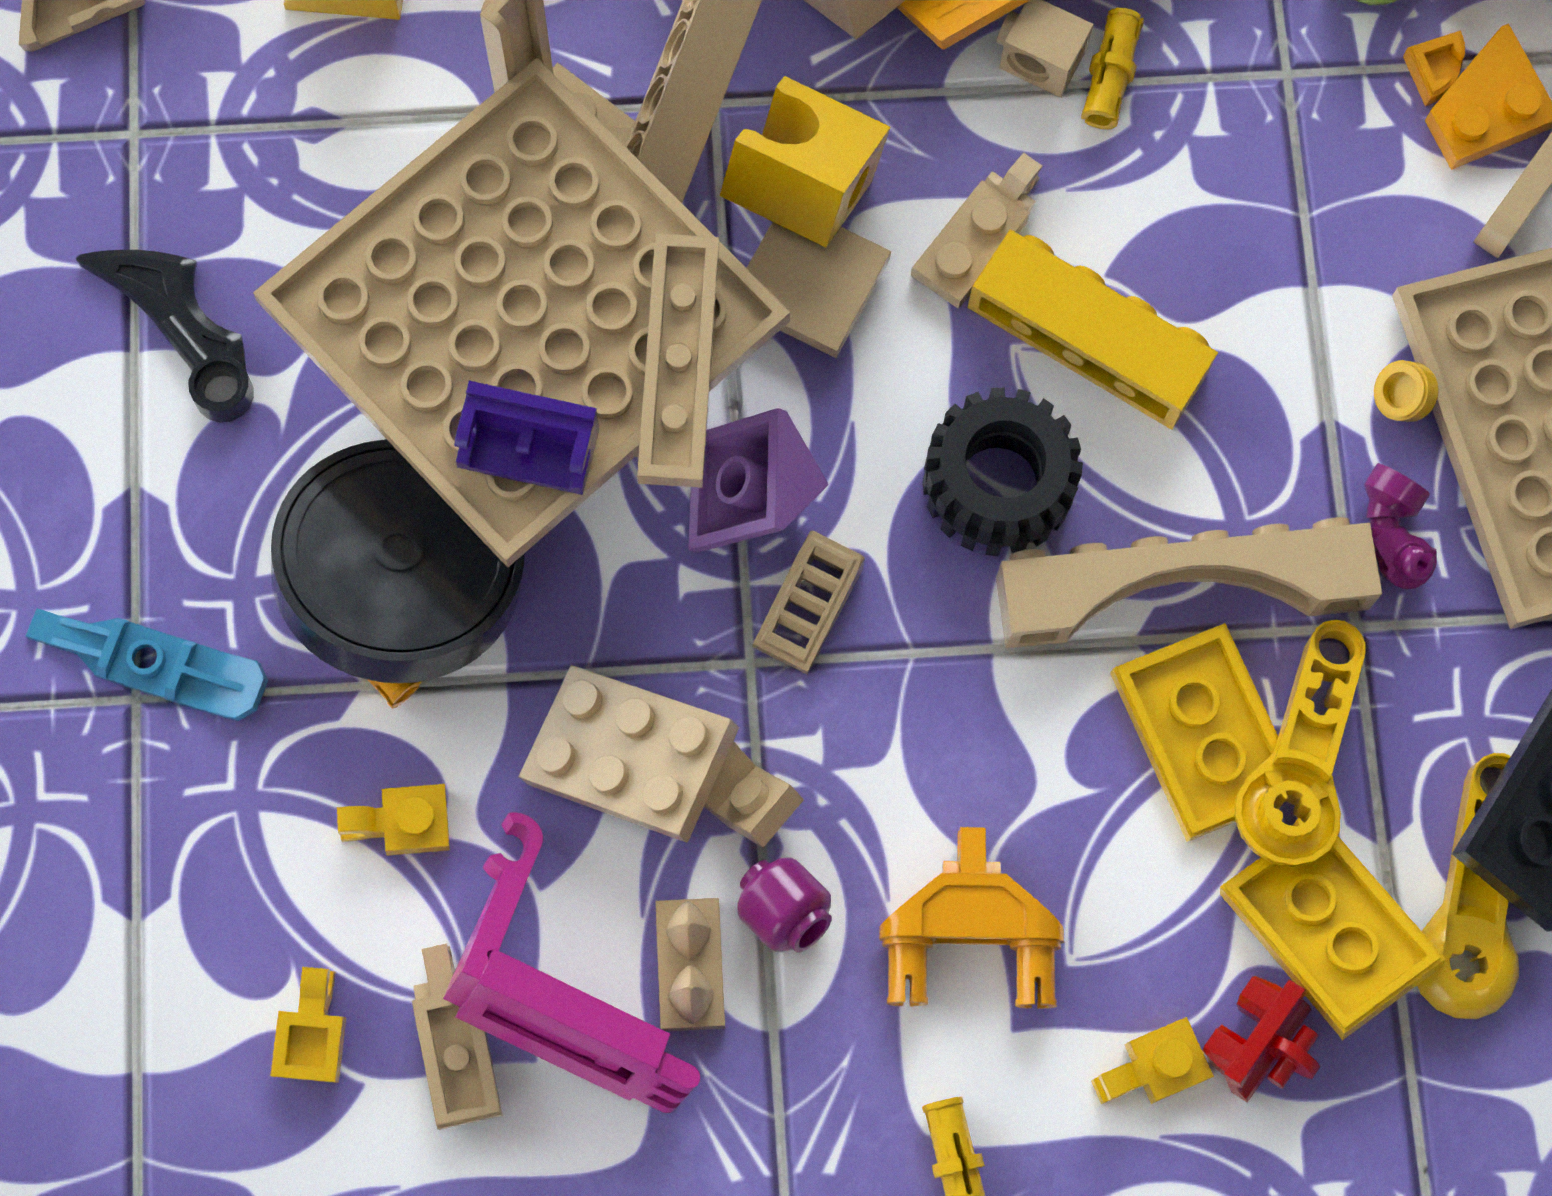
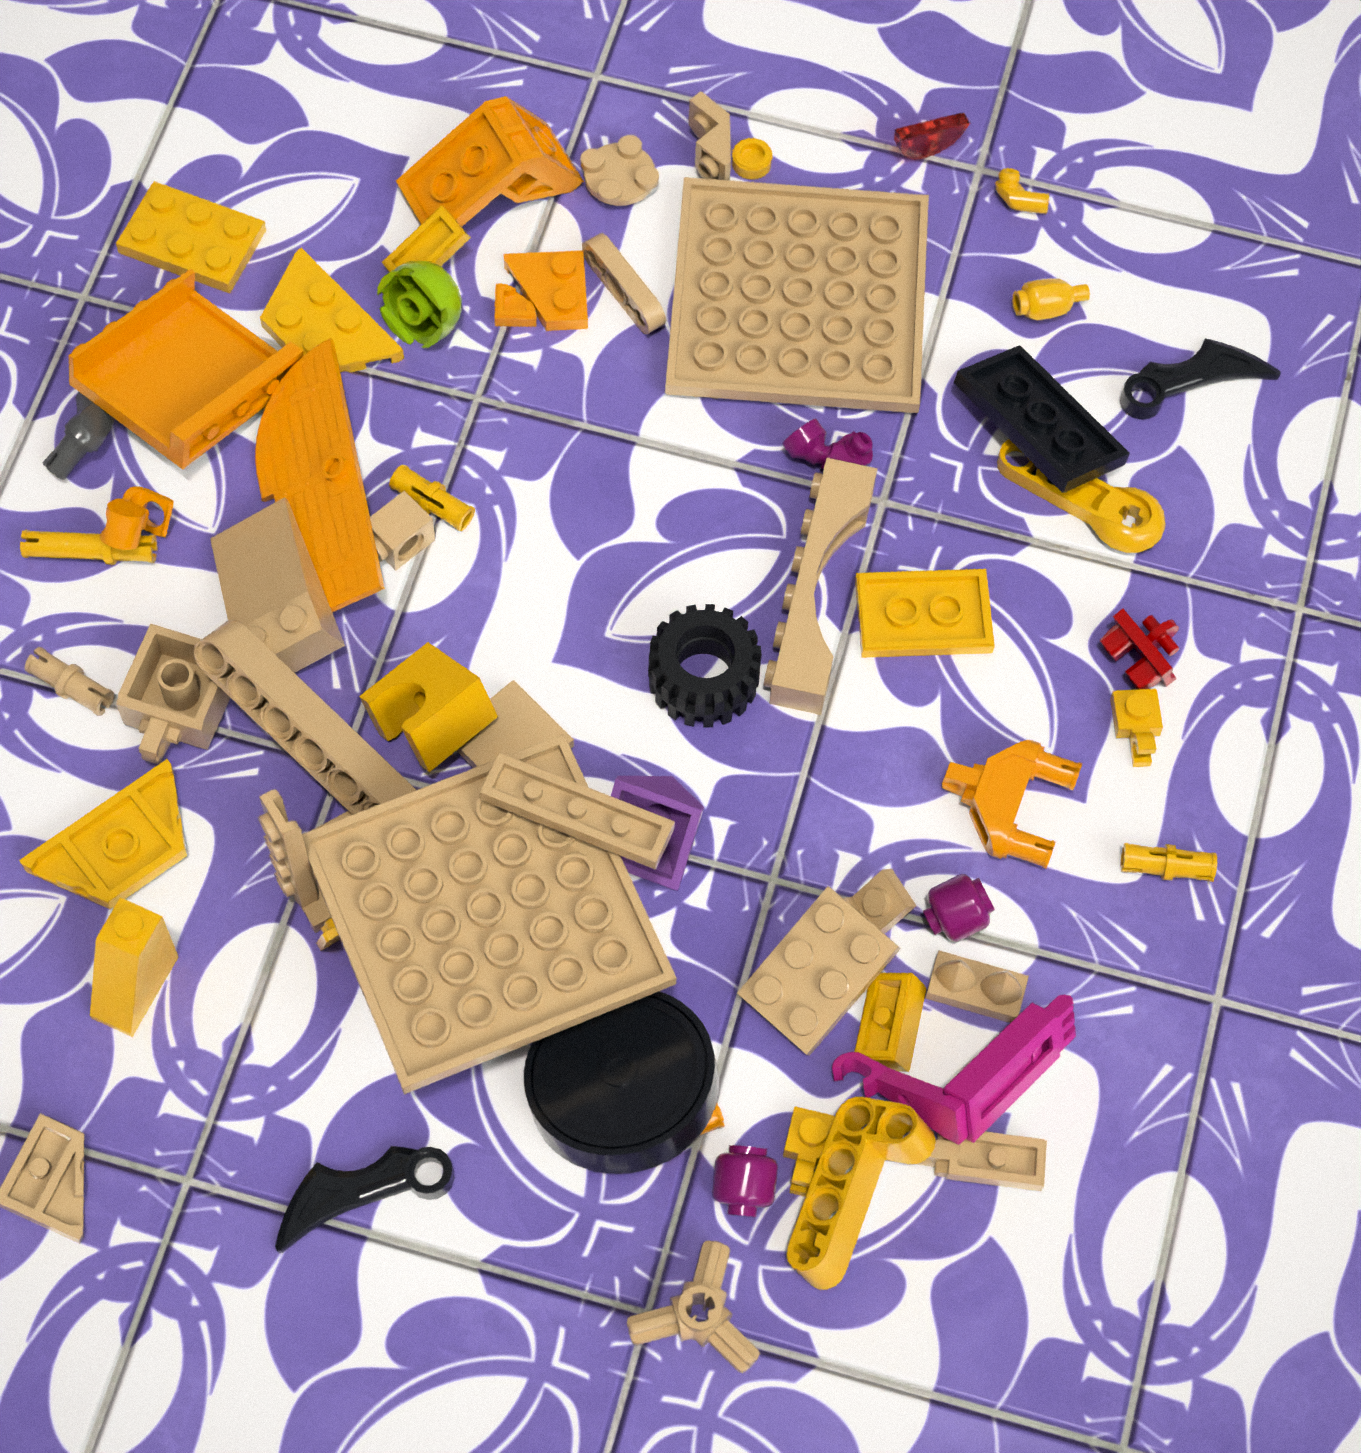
camera: 70 degrees left, 10 degrees down
(168, 754) = (703, 1290): none -> tan bush
(182, 672) = (643, 1269): dark azure piece -> none
(310, 1040) = (951, 1255): yellow plate -> none
(325, 753) = (745, 1180): none -> magenta head
(354, 876) = (824, 1246): none -> yellow beam
(526, 437) = (597, 927): dark purple hinge -> none
(604, 870) = (891, 1020): none -> yellow slope
(833, 555) = (745, 798): tan slope -> none
(976, 231) = (517, 624): tan hinge -> none
(1092, 328) = (619, 576): yellow brick -> none
(1303, 759) = (964, 555): yellow beam -> none
(1334, 934) = (1081, 584): yellow tile -> none
(1405, 391) = (737, 408): yellow tile -> none

